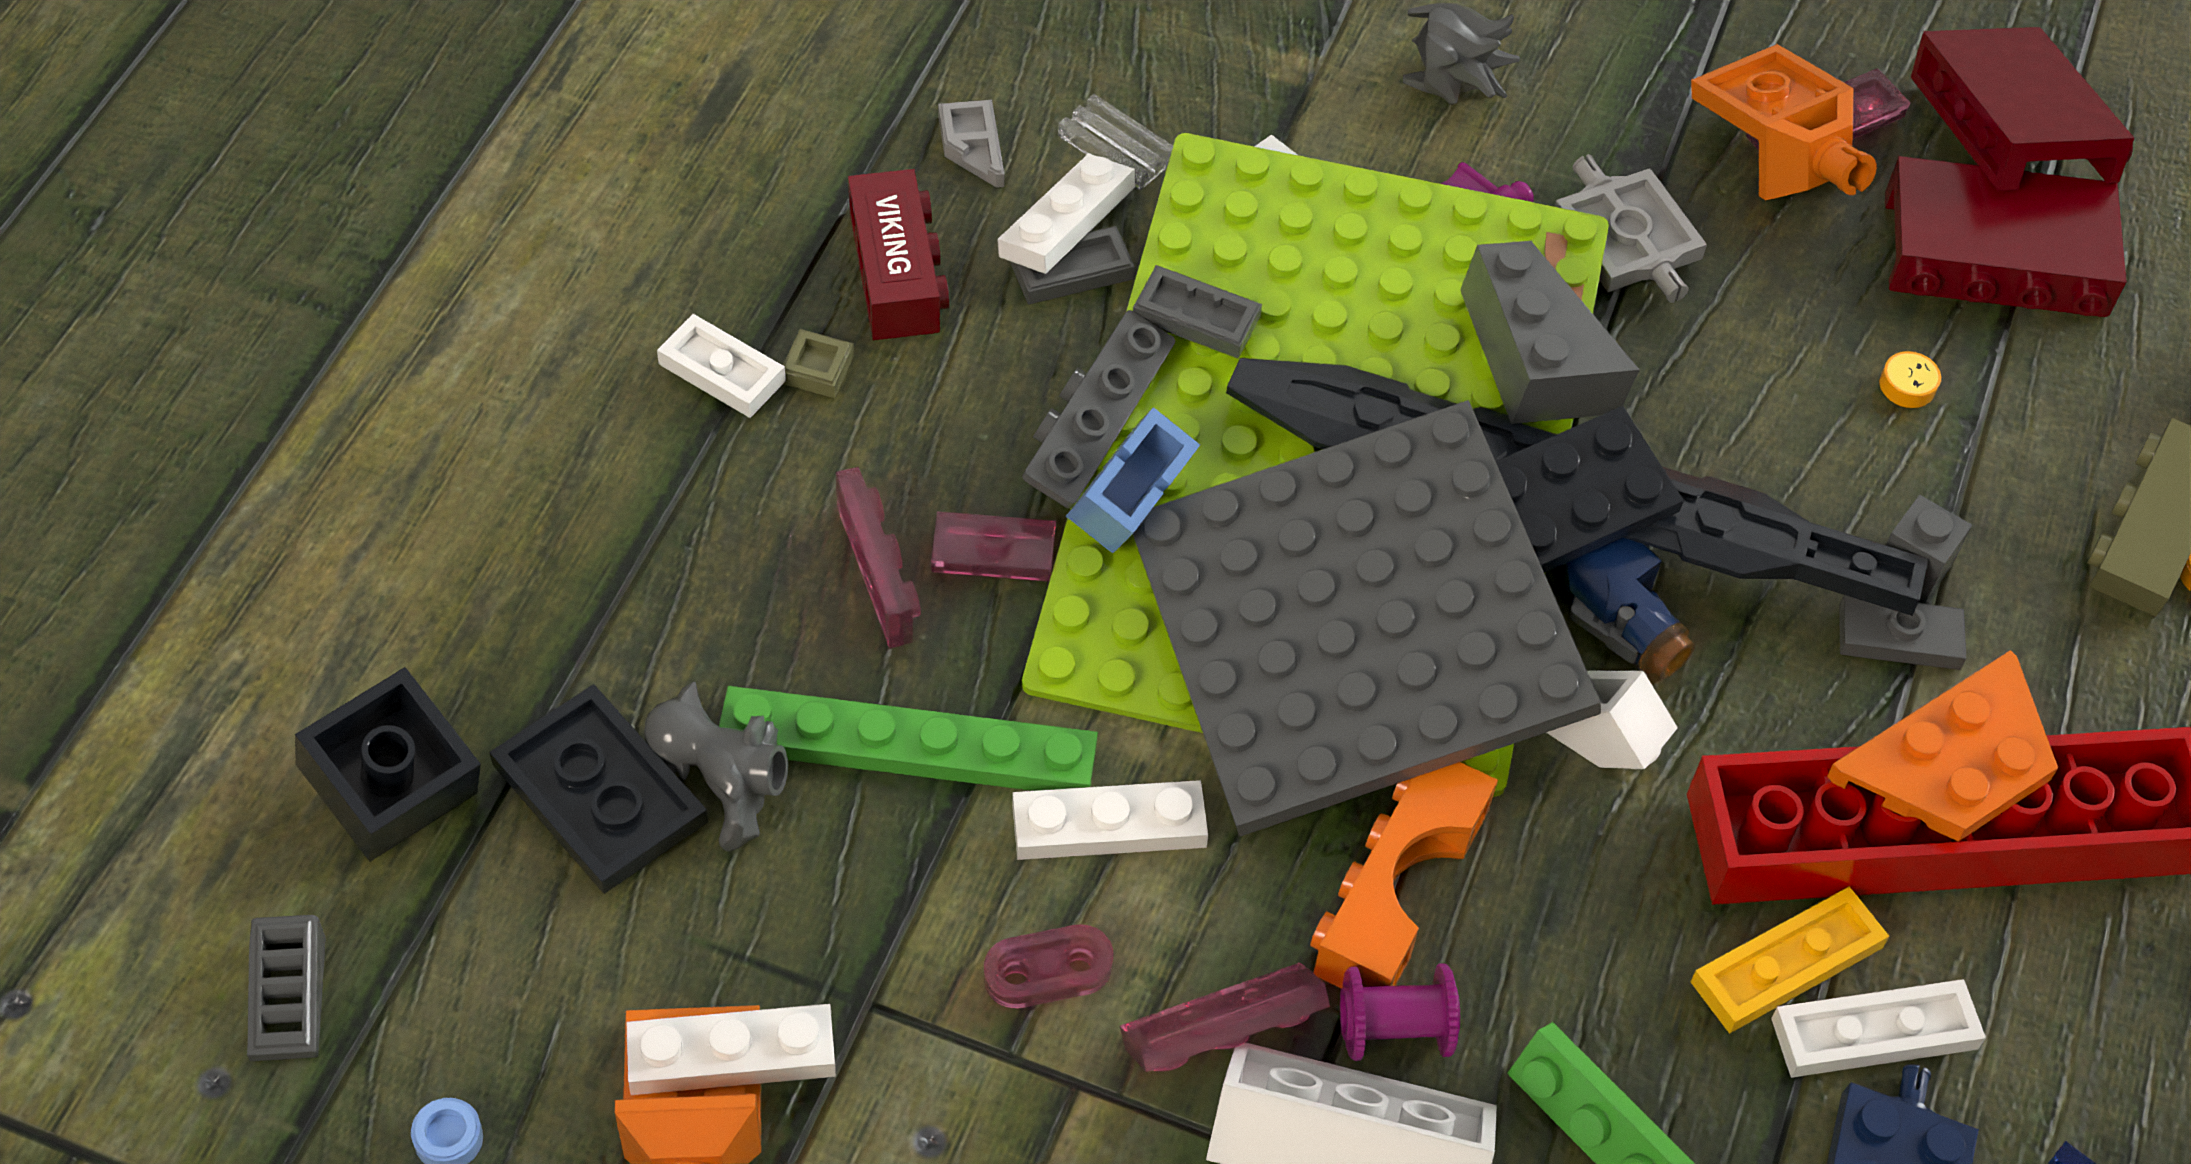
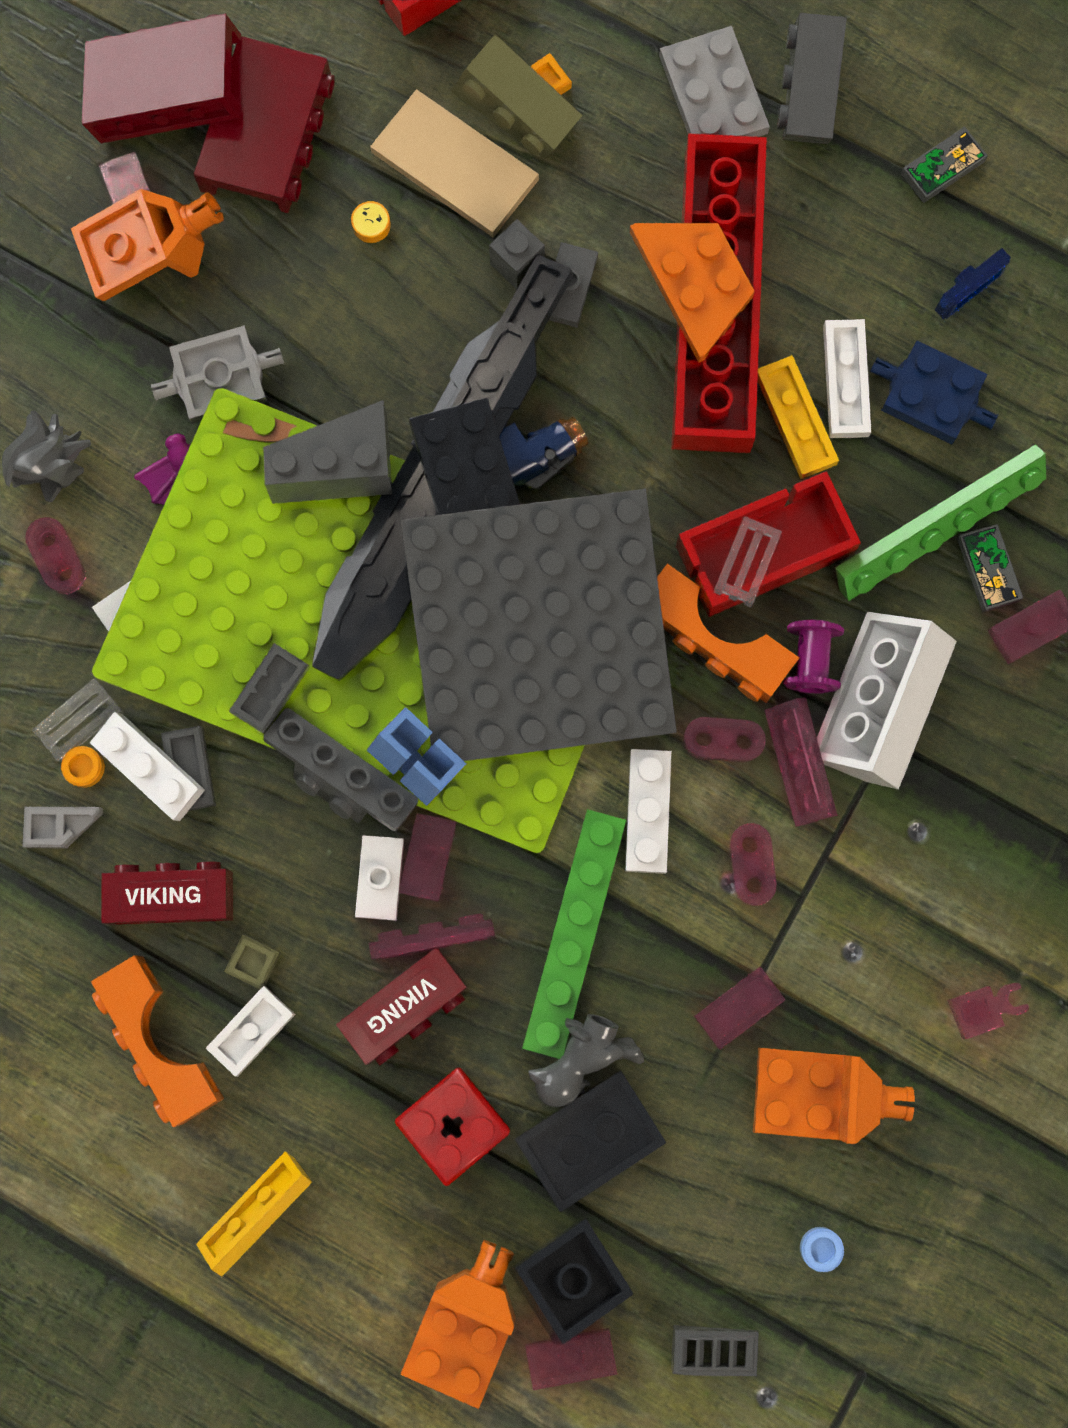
camera: 75 degrees left, 25 degrees up
(273, 797) = (578, 1360): none -> clear pink plate
(313, 657) = (464, 1330): none -> orange plate
(472, 395) = (253, 1213): none -> yellow plate
(577, 617) = (450, 1154): none -> red brick
(730, 1049) = (799, 1069): white plate -> none
(750, 230) = (129, 997): none -> orange arch
(774, 532) = (403, 1008): none -> dark red brick
(819, 972) = (739, 1008): none -> clear pink plate
(954, 488) = (379, 878): none -> white plate
(1054, 154) = (82, 766): none -> light orange tile
(1240, 911) = (723, 738): none -> clear pink plate
(1325, 91) = (55, 558): none -> clear pink plate
(1524, 878) = (735, 592): none -> clear tile
(1566, 921) = (812, 537): none -> red piece
(1630, 724) = (624, 472): white slope -> none
(2038, 470) = (454, 163): none -> tan tile

